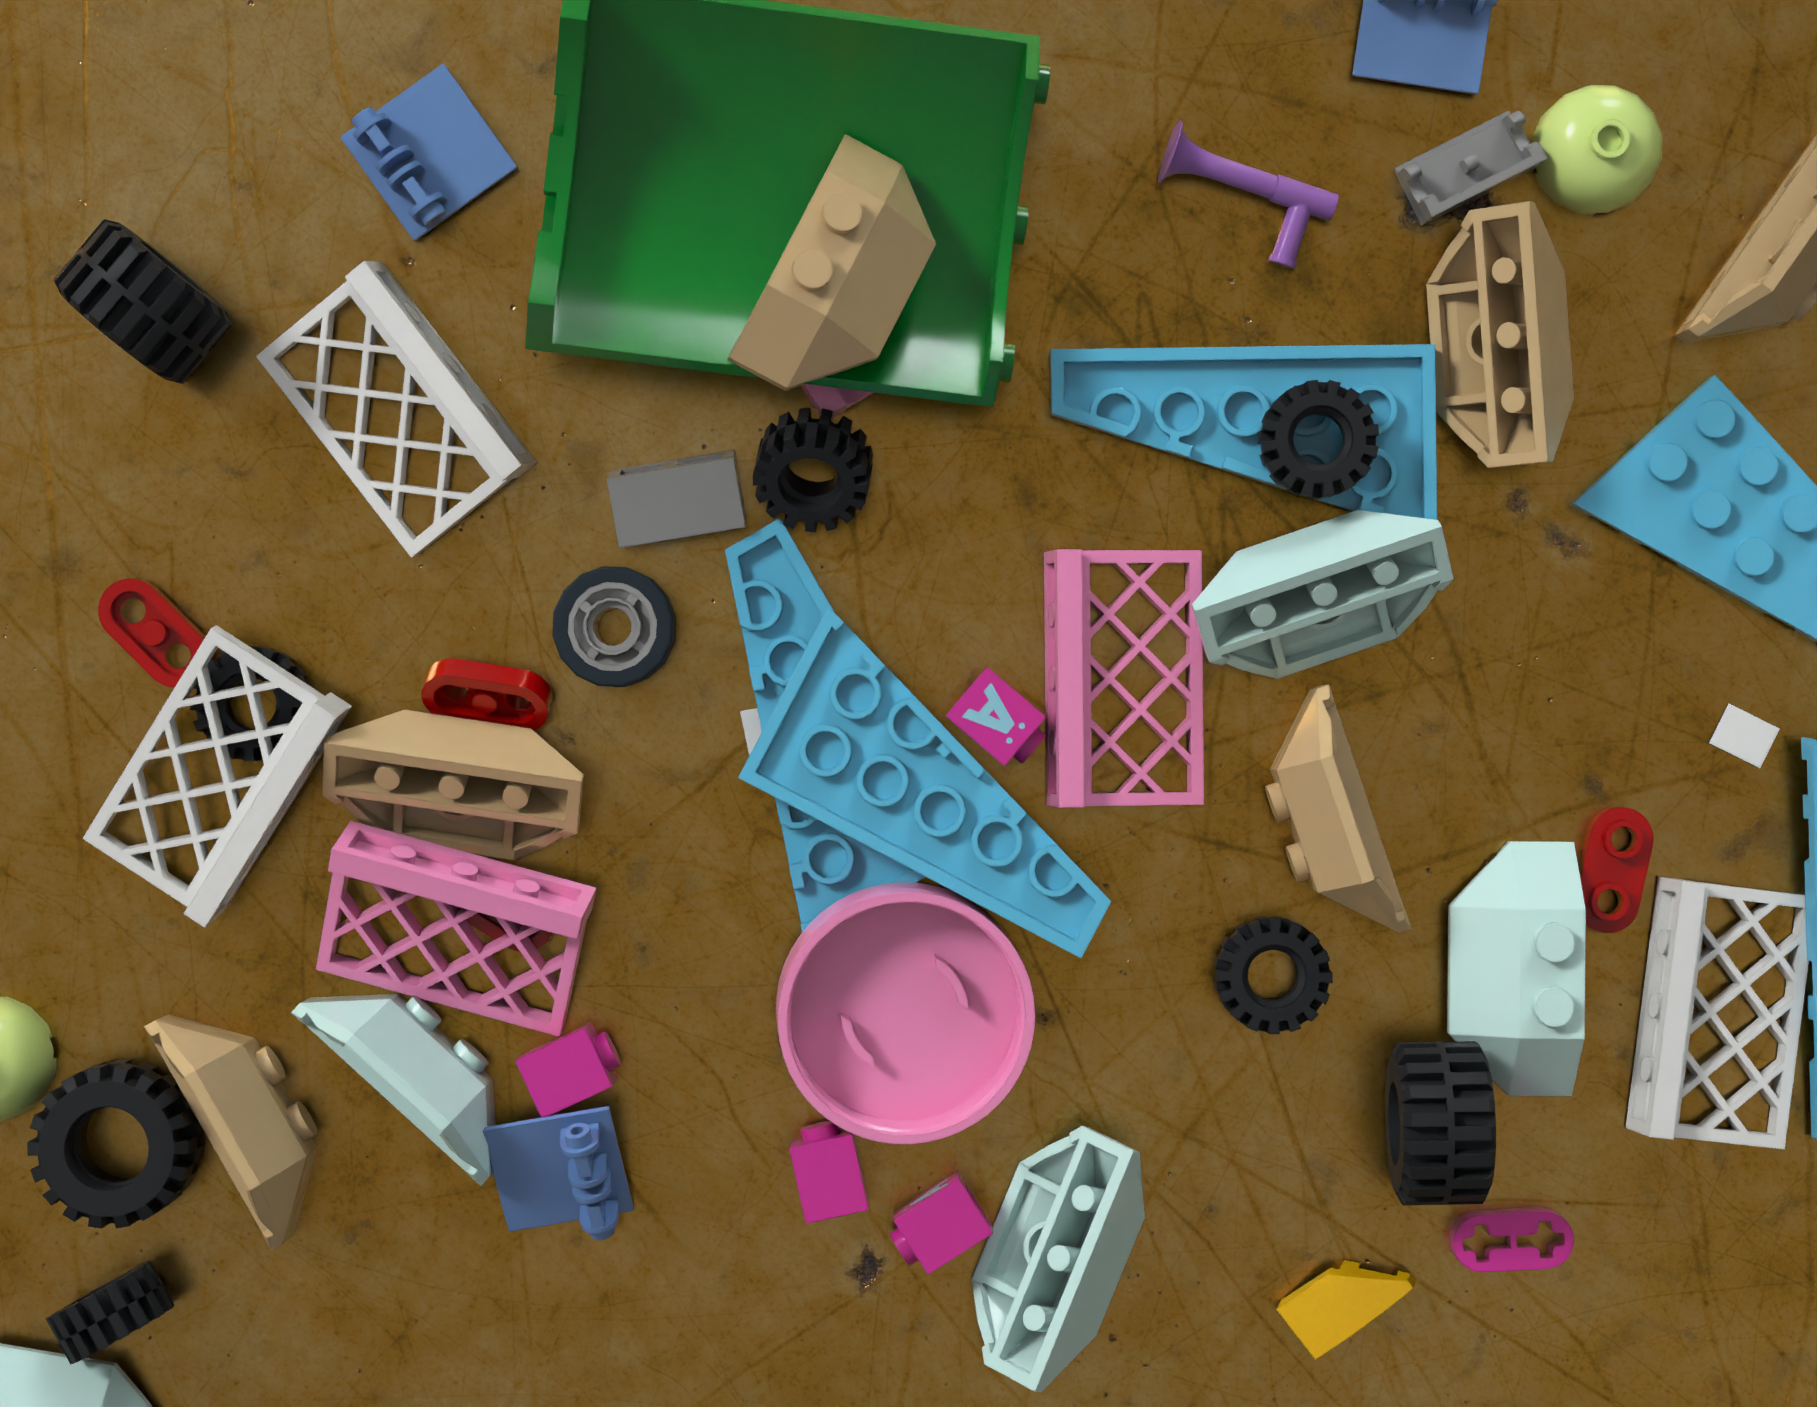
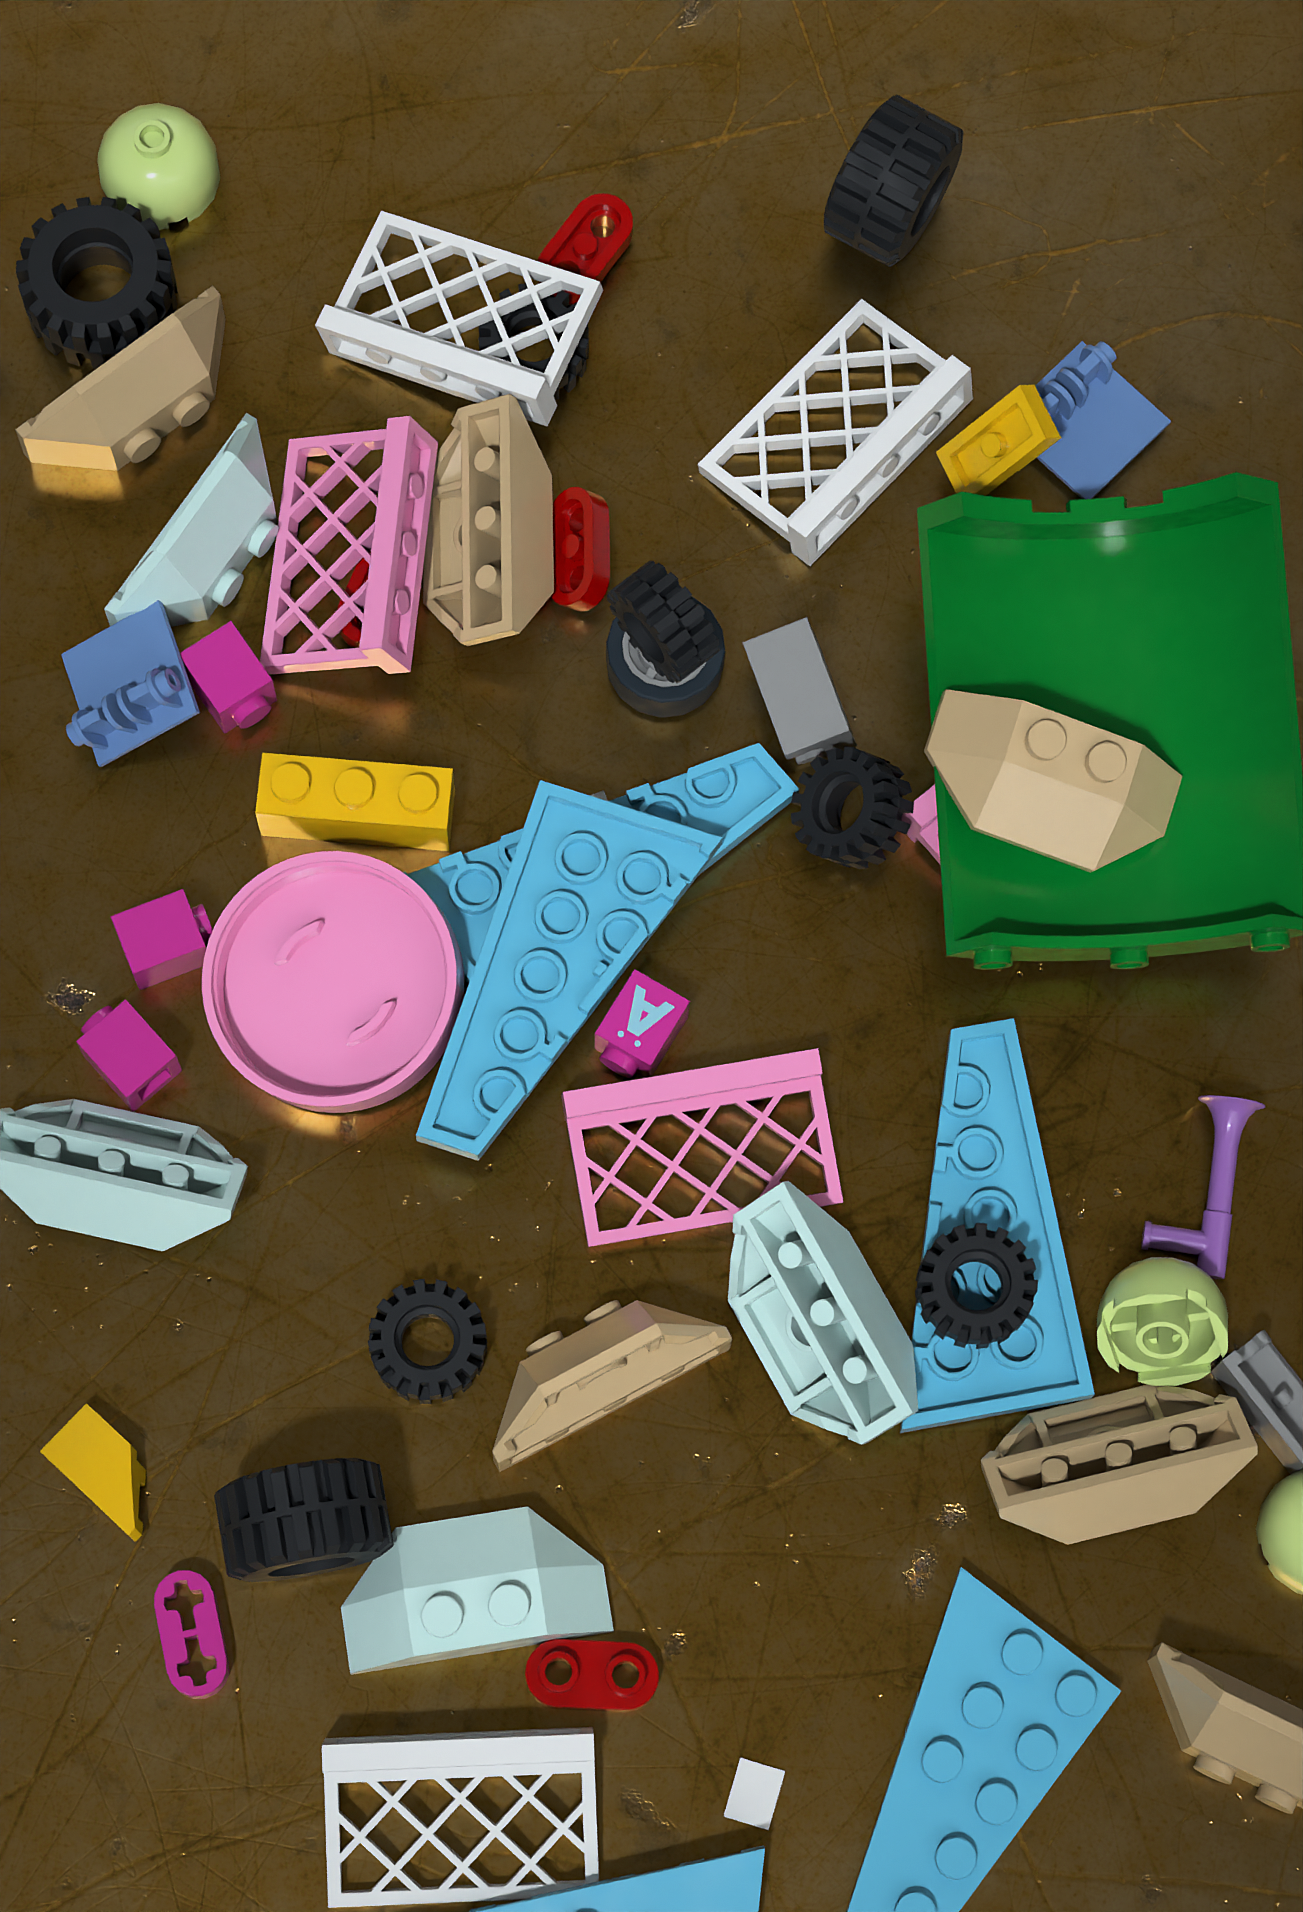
camera: 80 degrees right, 15 degrees down
(452, 248) = (999, 442): none -> yellow plate
(601, 628) = (663, 621): none -> black tyre
(720, 962) = (355, 801): none -> yellow brick
(1377, 264) = (1162, 1321): none -> yellowish green cylinder

